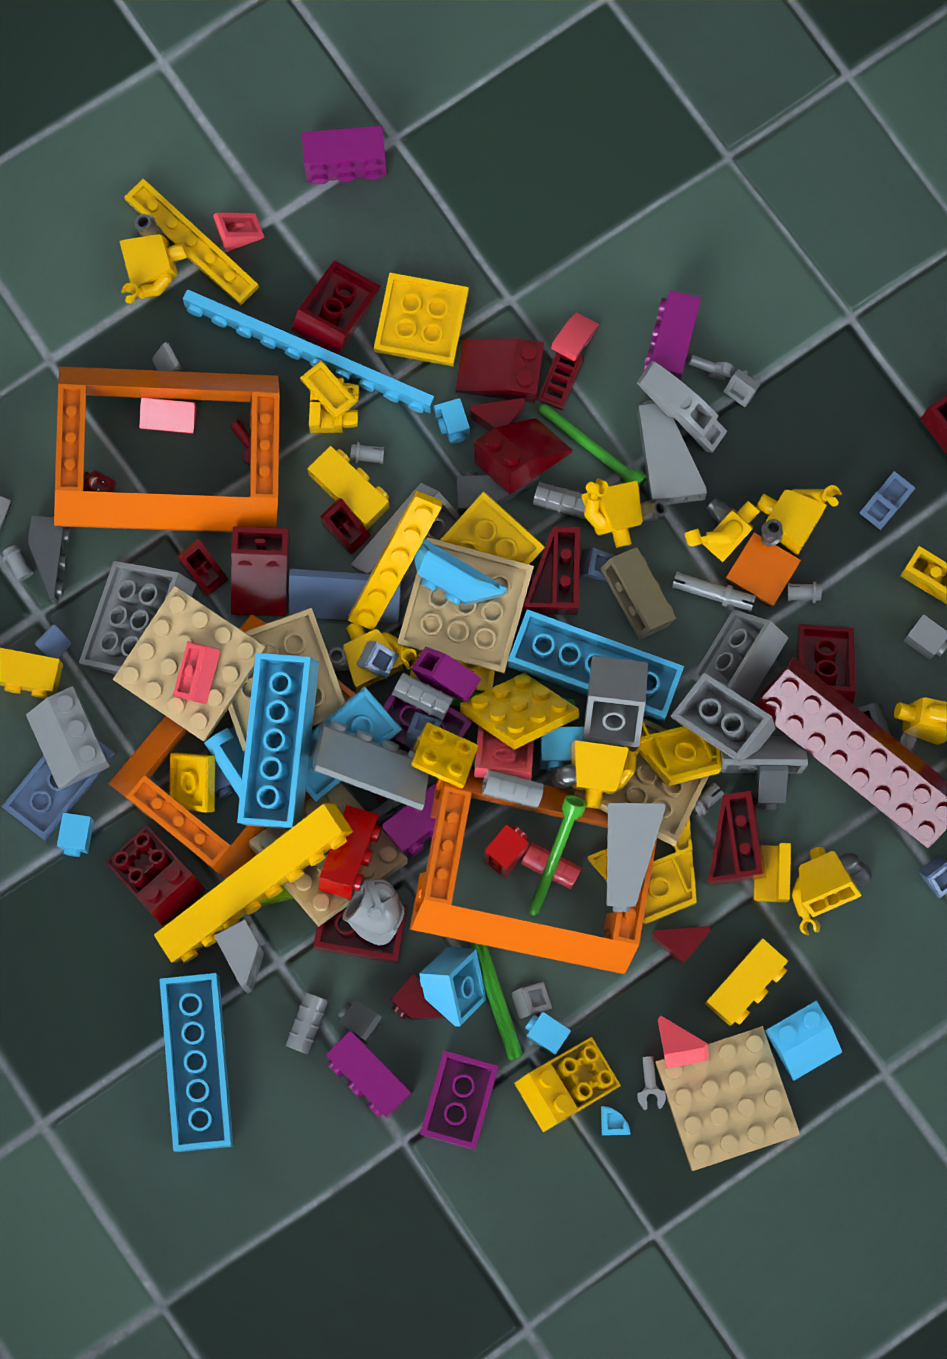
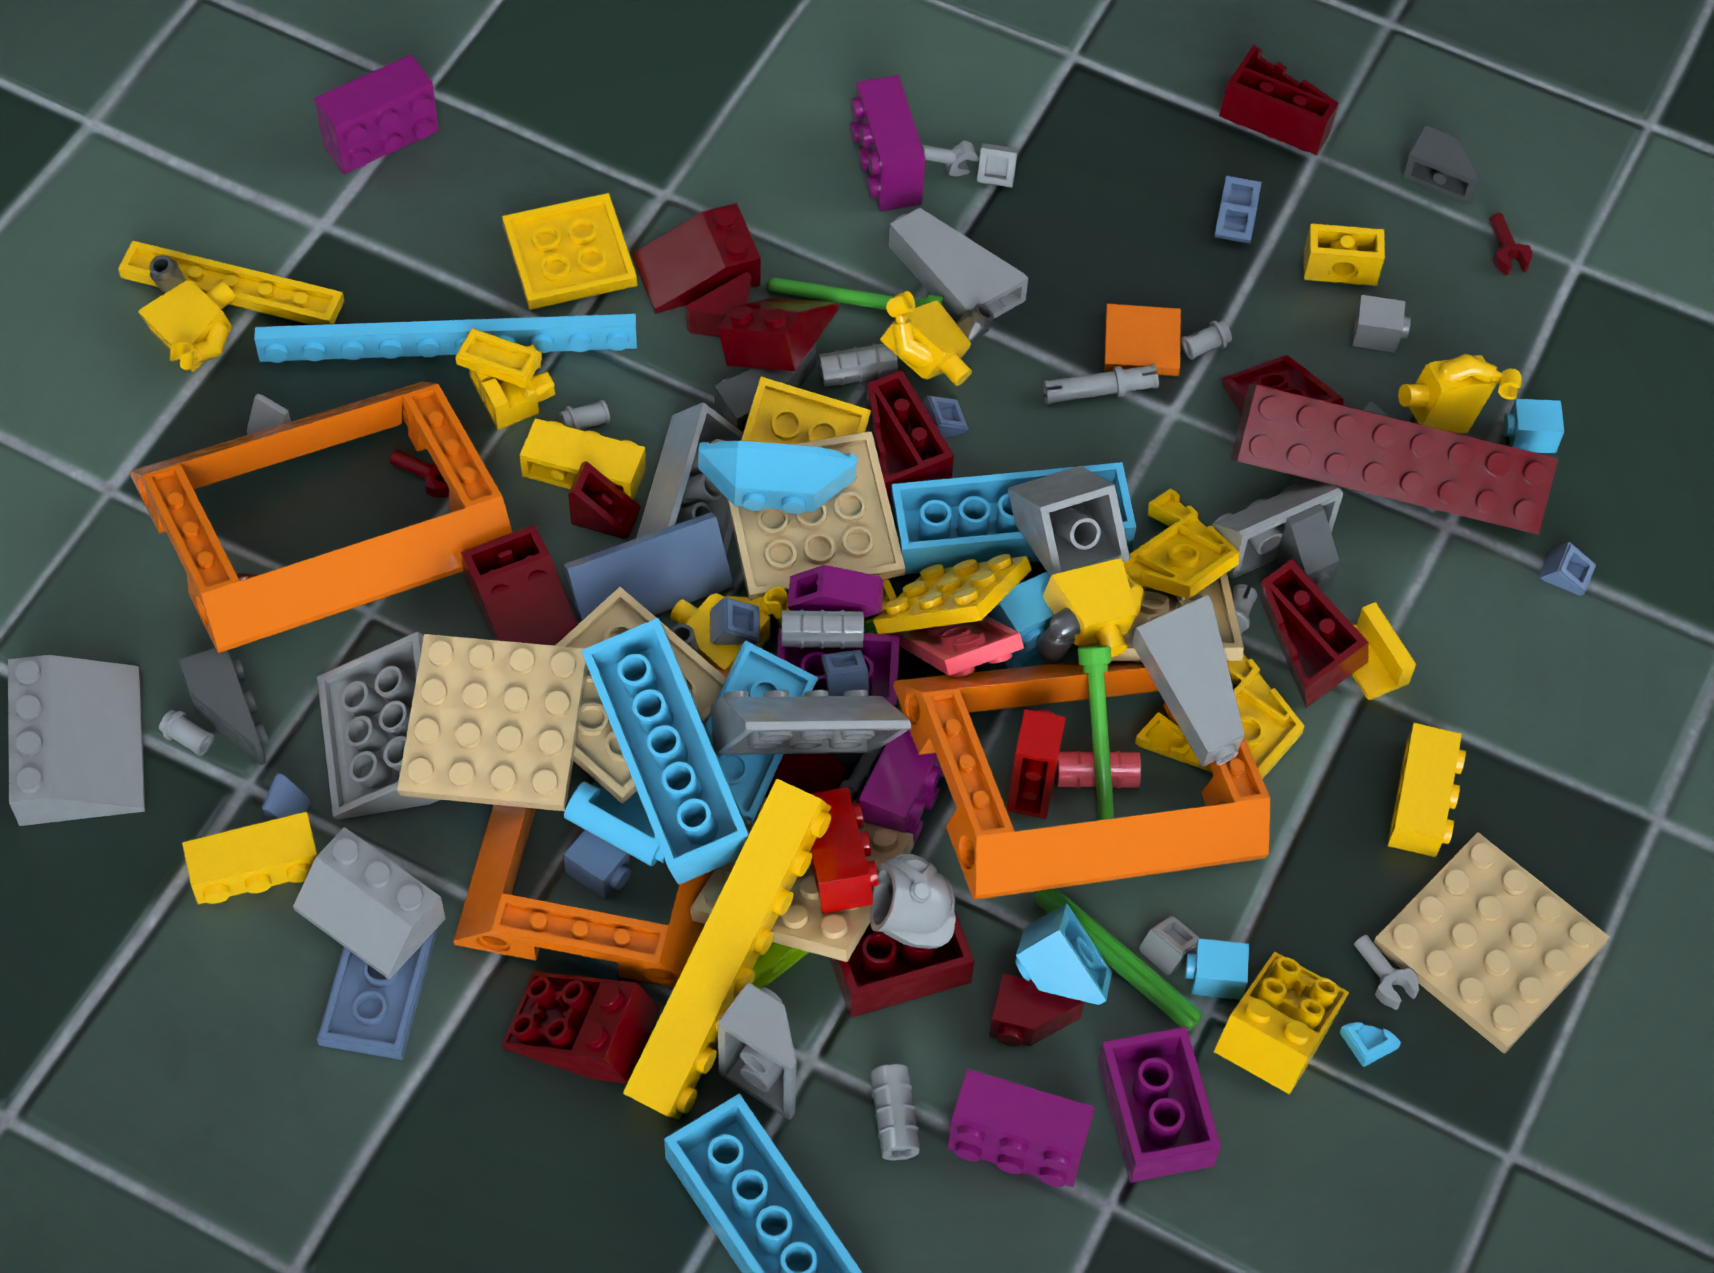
camera: 30 degrees left, 20 degrees down
(75, 834) = (441, 1023): medium azure brick -> none
(167, 415) = (301, 481): slope -> none
(193, 781) = (572, 871): yellow tile -> none
(196, 672) = (510, 719): coral slope -> none
(202, 567) = (436, 616): dark red slope -> none
(237, 229) = (280, 249): coral slope -> none
(335, 307) = (454, 278): dark red slope -> none
(360, 1020) = (972, 1052): dark grey slope -> none
(395, 560) = (699, 480): yellow plate -> none
(444, 755) = (886, 666): yellow bracket -> none
(452, 420) = (671, 336): medium azure brick -> none
(512, 788) = (1007, 662): light grey axle -> none
(552, 375) = (776, 220): dark red slope -> none
(574, 336) = (768, 192): coral slope -> none
(638, 593) = (1012, 419): dark tan brick -> none
(680, 942) = (1312, 782): dark red slope -> none
(680, 1045) = (1394, 895): coral slope -> none
(682, 404) = (944, 191): light grey slope -> none
(724, 718) = (1211, 484): light grey slope -> none
(729, 532) = (1077, 306): yellow torso -> none
(742, 653) = (1178, 436): light grey slope -> none
(794, 515) = (1145, 262): yellow torso -> none
(804, 1040) = (1539, 822): medium azure slope -> none
(827, 883) = (1446, 629): yellow torso -> none

